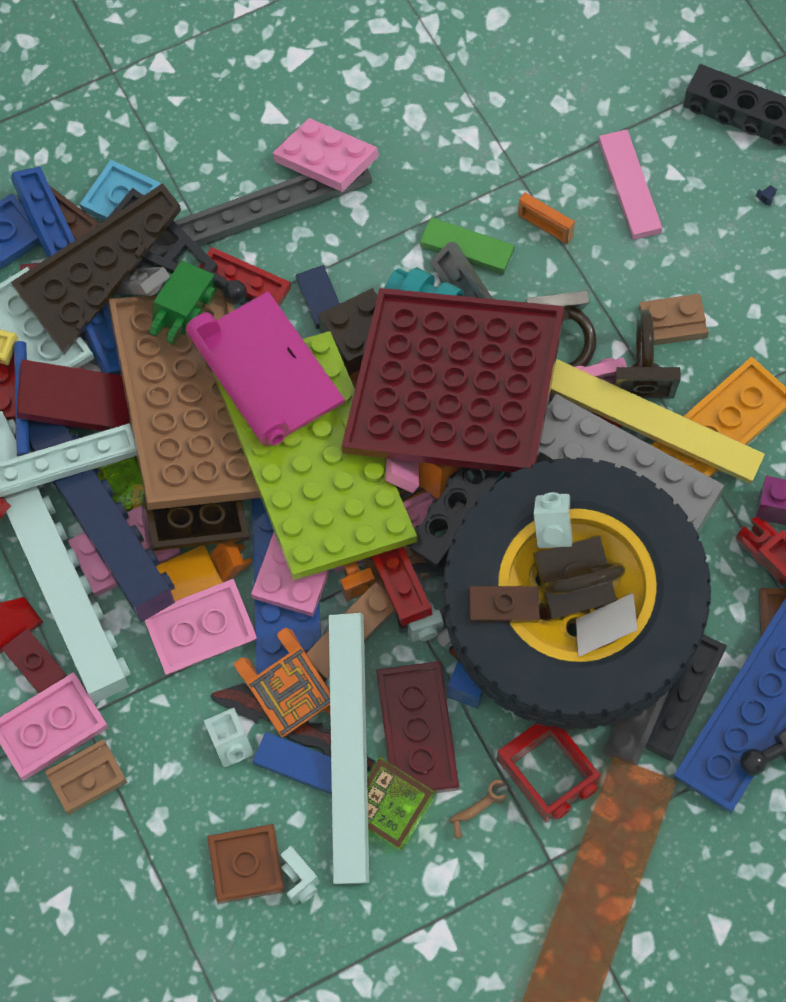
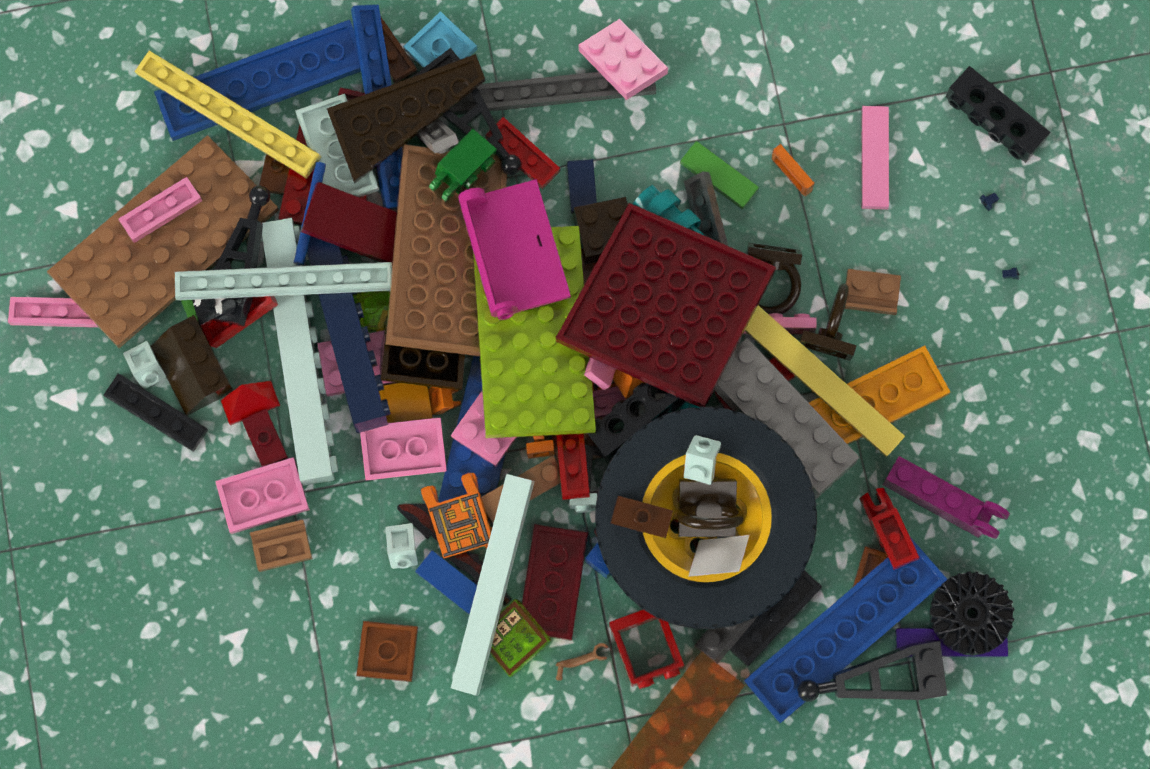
camera: 15 degrees right, 10 degrees up
(296, 870) = (425, 669): light aqua bracket -> none

